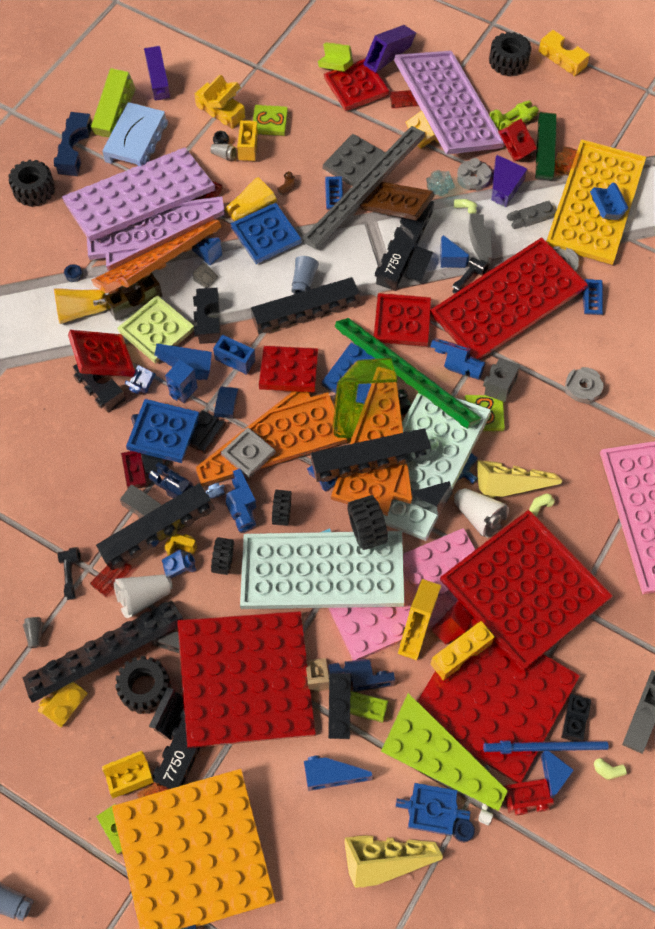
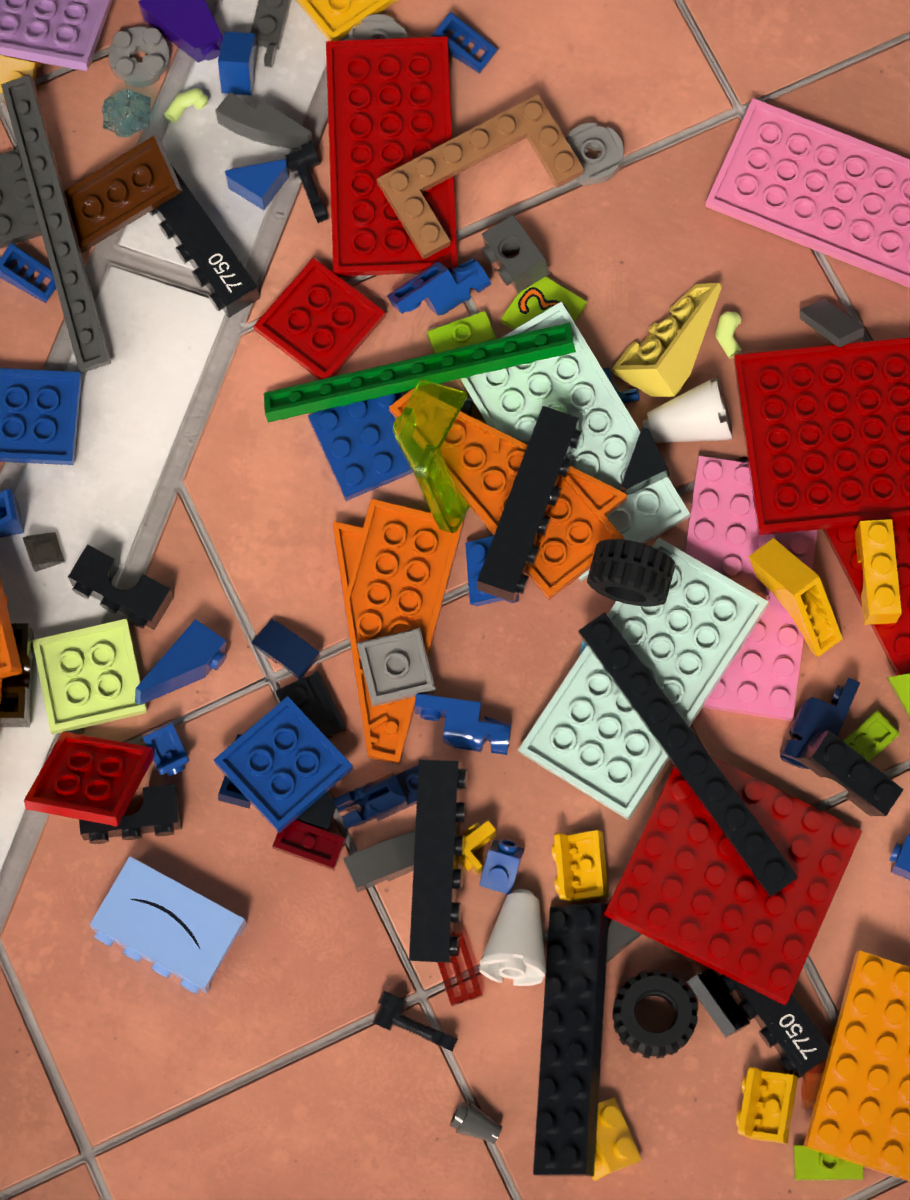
camera: 55 degrees left, 10 degrees up
(52, 430) = (166, 925): none -> light blue panel
(181, 381) = (217, 691): blue brick -> none
(201, 599) = (580, 866): none -> yellow bracket
(215, 490) = (422, 748): light blue plate -> none
(222, 556) = (535, 797): black tyre -> none
(234, 354) = (220, 589): blue brick -> none
(281, 507) = (515, 673): black tyre -> none
(288, 369) = (294, 528): red plate -> none
(290, 616) = (688, 755): none -> black plate
(304, 273) = (149, 409): sand blue plant -> none
(305, 305) = (202, 440): black brick -> none
(317, 675) = (784, 774): tan slope -> none
(418, 264) = (243, 236): black slope -> none
(445, 382) = (461, 333): none -> lime plate
(452, 623) = (828, 557): red slope -> none
(501, 210) = (237, 63): none -> blue slope
(573, 342) = (406, 183): none -> medium nougat plate
(584, 548) = (831, 323): none -> dark grey tile

